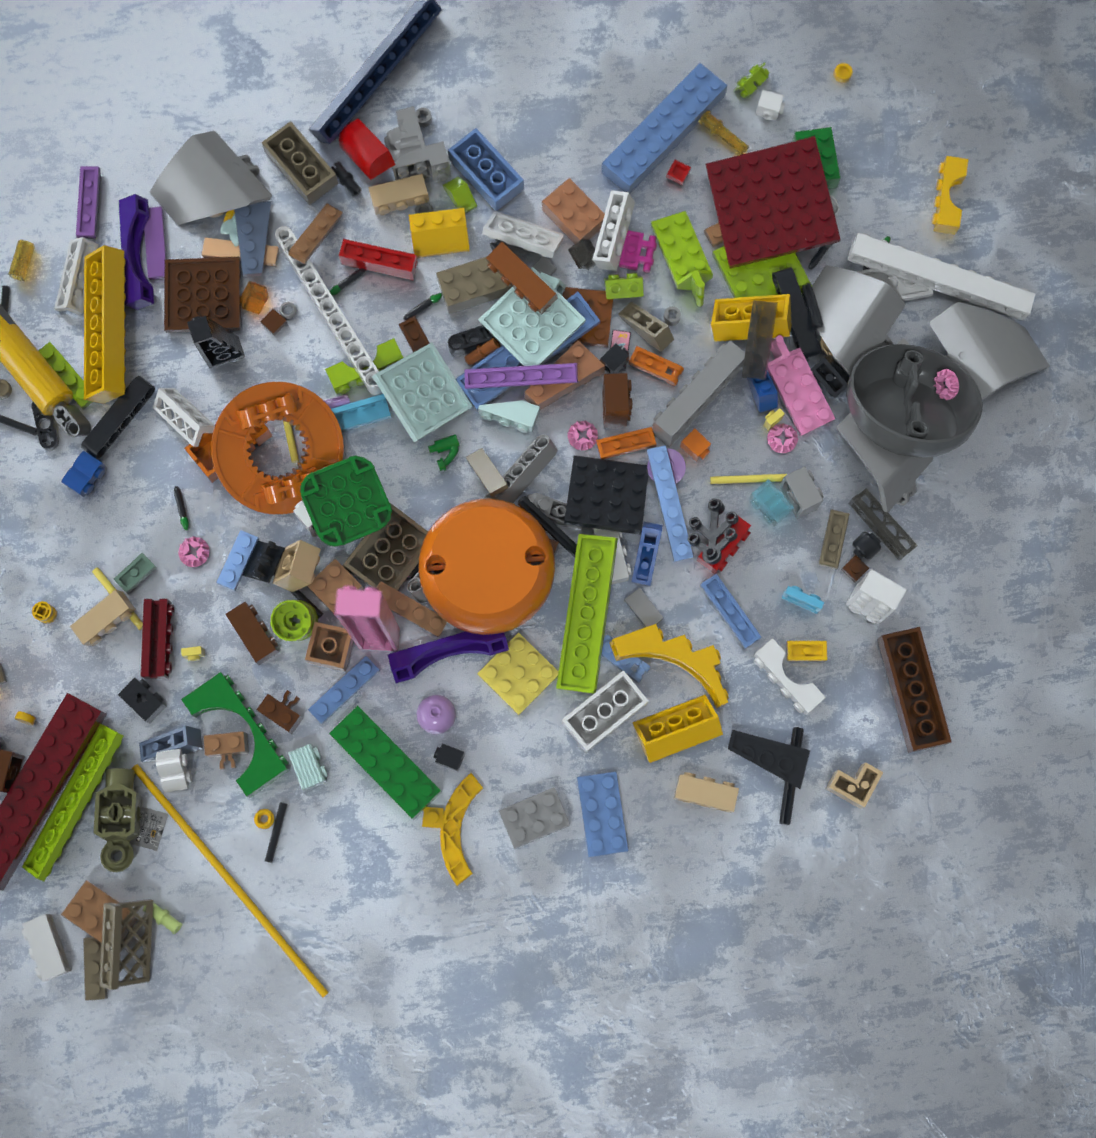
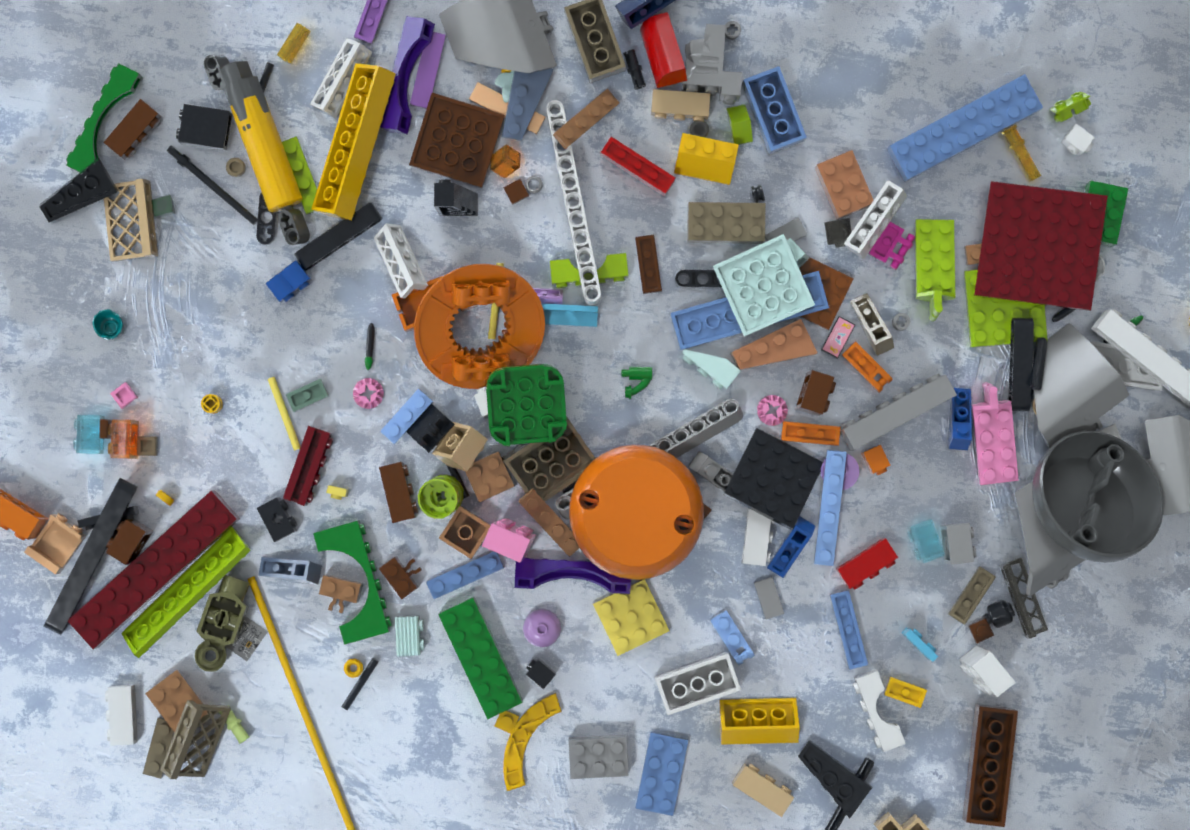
camera: 20 degrees right, 10 degrees up
(103, 618) = (264, 430): tan brick -> none
(172, 770) = (285, 596): white brick -> none
(347, 281) = (600, 175): black piece -> none
(422, 306) = (664, 226): black piece -> none
(422, 391) = (634, 319): light aqua plate -> none
(482, 351) = (705, 295): dark orange axle -> none
(487, 472) = (668, 417): tile -> none
(521, 278) = (768, 244): dark orange brick -> none
(521, 376) = (734, 337): medium lavender tile -> none
(523, 234) = (786, 190): white plate -> none
(548, 525) = (712, 498): black axle -> none
(587, 613) = (714, 586): lime plate -> none
(615, 359) = (830, 349): black brick -> none
(624, 287) = (865, 277): lime bracket -> none
(678, 172) = (961, 177): red plate -> none
(700, 664) = (786, 651): yellow arch -> none
(712, 552) = (861, 552): black plant -> none
(733, 316) = (976, 355): yellow slope -> none
(746, 478) = (913, 508): light yellow bar -> none
(759, 339) = (973, 385): clear smoke fence -> none
(773, 418) = (959, 459): light yellow plate -> none
(775, 442) = (964, 489): bright pink gear -> none
(831, 376) = (1030, 440): black brick -> none
(843, 72) = (1164, 129): yellow tile -> none
(951, 382) = (1141, 489): bright pink gear -> none

